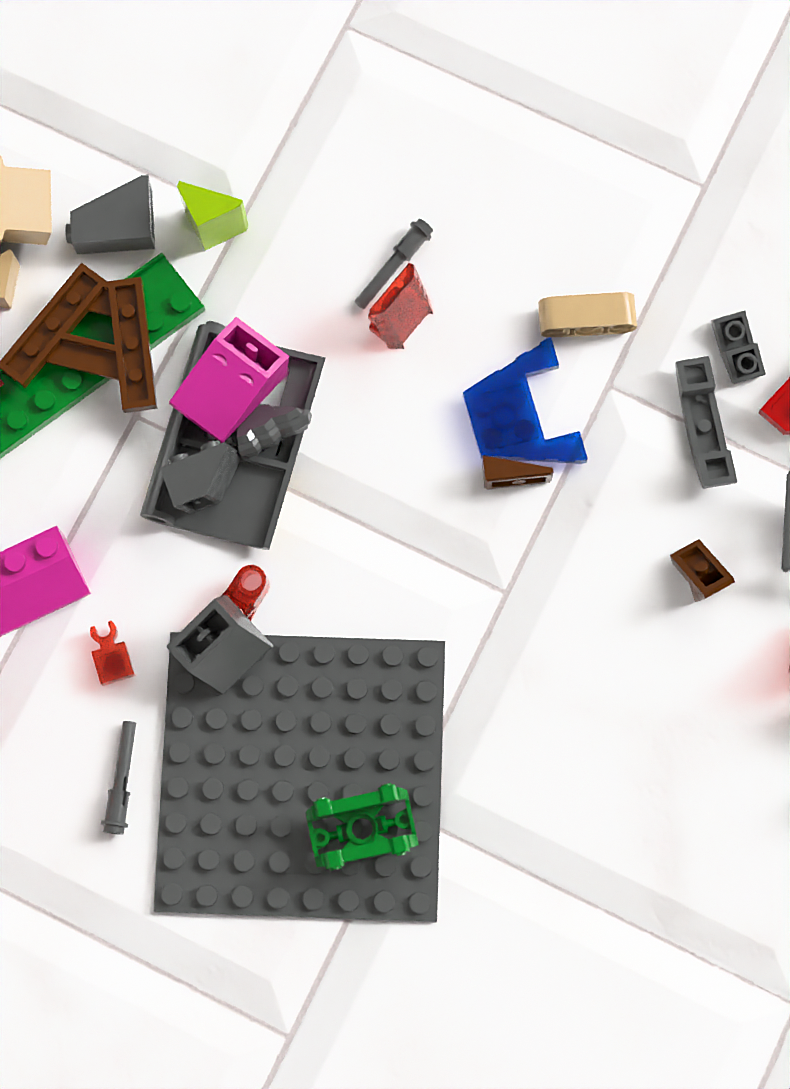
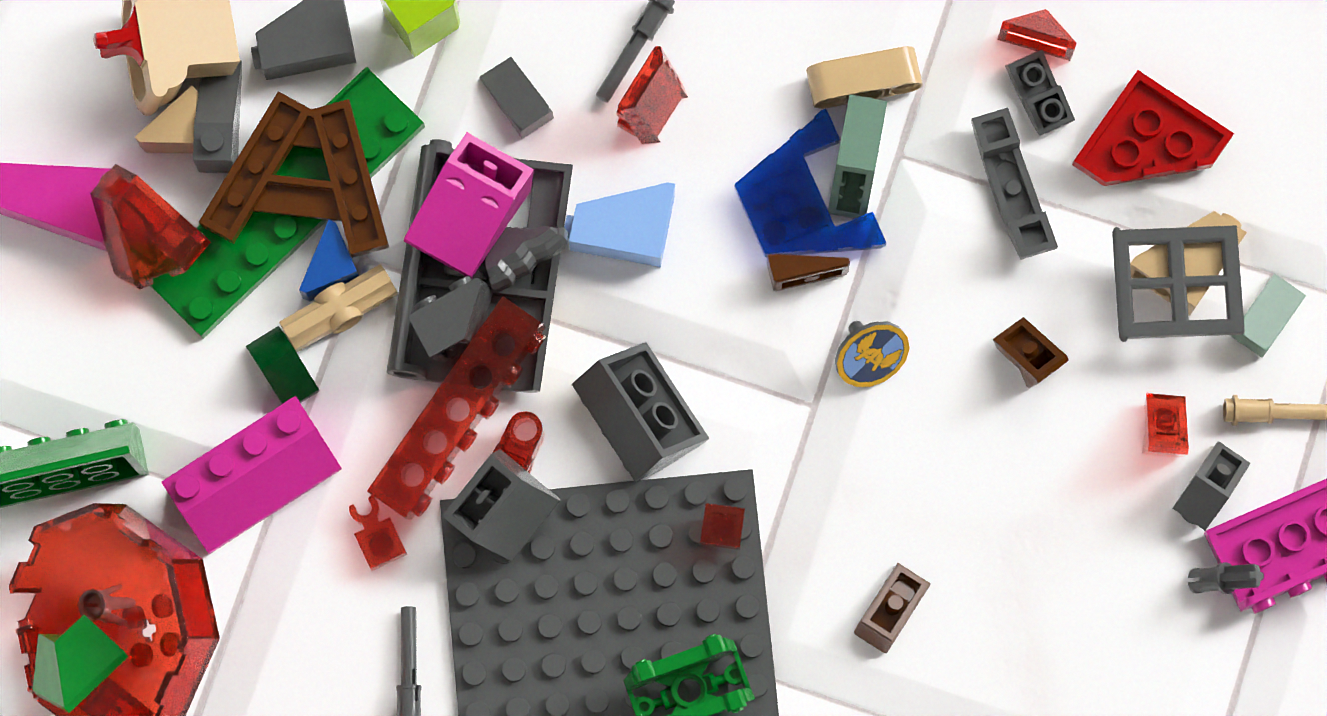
camera: 10 degrees left, 0 degrees up
(28, 282) = (217, 122): none -> dark grey slope
(52, 499) = (282, 366): none -> dark green slope
(105, 417) = (328, 265): none -> blue slope
(107, 455) = (338, 308): none -> tan piece
(129, 612) = (413, 450): none -> clear red brick
(287, 295) = (517, 97): none -> dark grey slope
(353, 577) = (639, 410): none -> dark grey slope
(363, 415) = (624, 225): none -> light blue slope
(411, 687) = (722, 526): none -> clear red plate
(550, 779) = (891, 608): none -> slope
(562, 553) = (871, 353): none -> shield
(572, 381) = (857, 156): none -> sand green slope
(743, 295) = (1038, 32): none -> clear red slope

